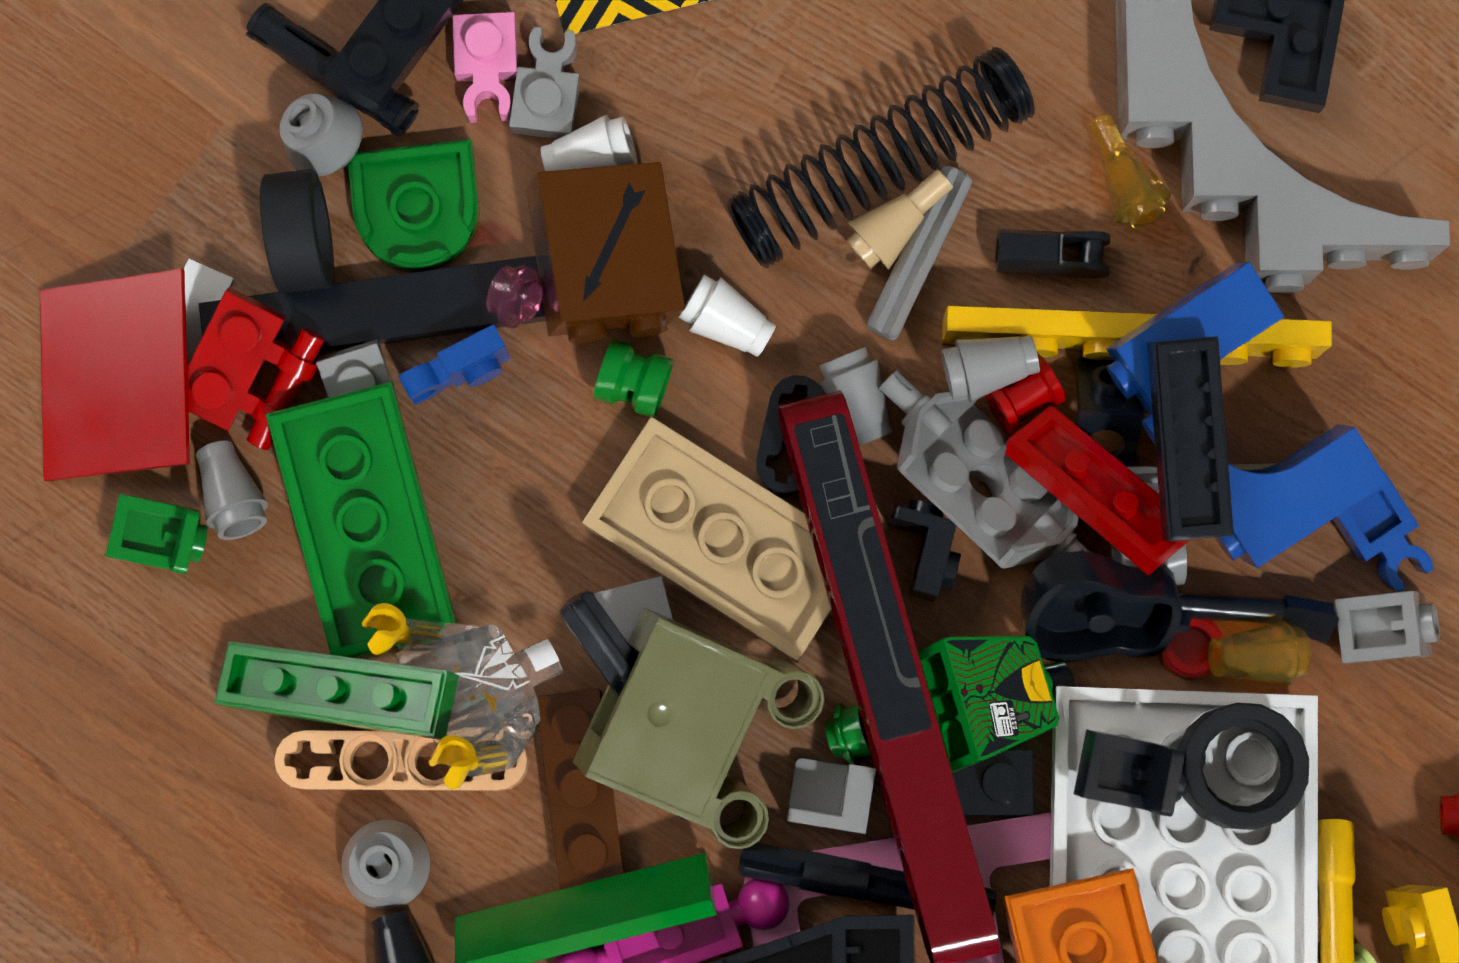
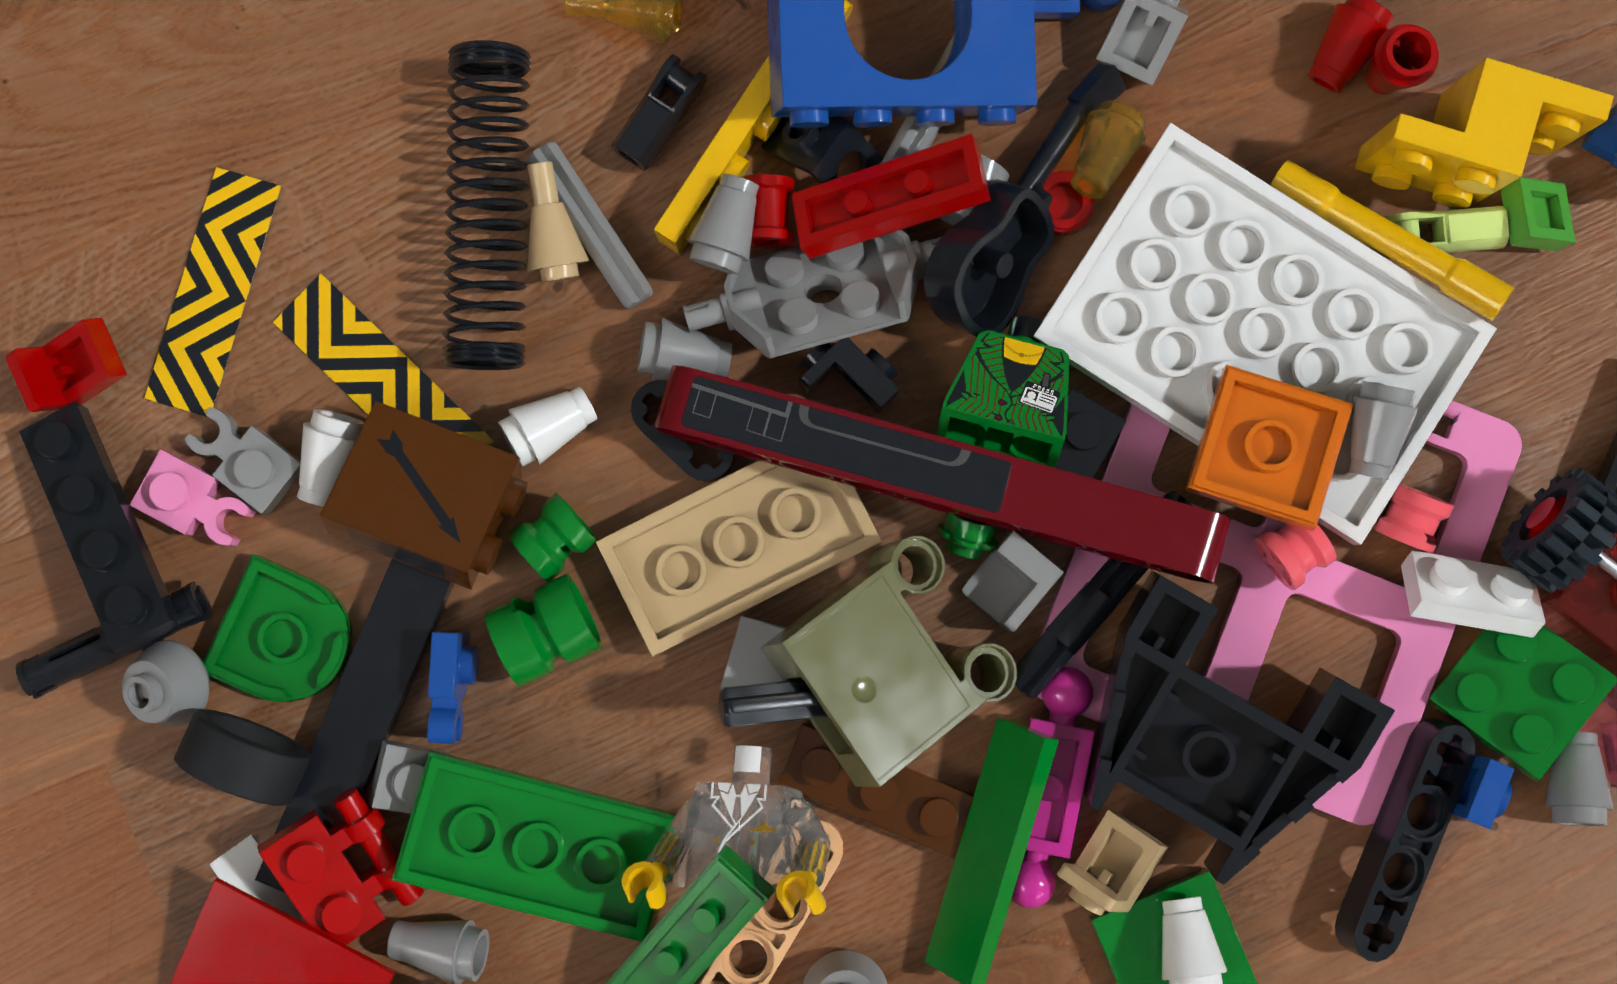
camera: 60 degrees left, 5 degrees up
(514, 295) = (417, 598): clear pink plate -> none
(548, 416) = (543, 630): none -> green wheel
(690, 136) = (365, 360): none -> sticker
(1130, 772) = (1147, 317): black bracket -> none
(1190, 439) = (898, 91): black plate -> none
(1290, 750) = (1223, 180): black tyre -> none

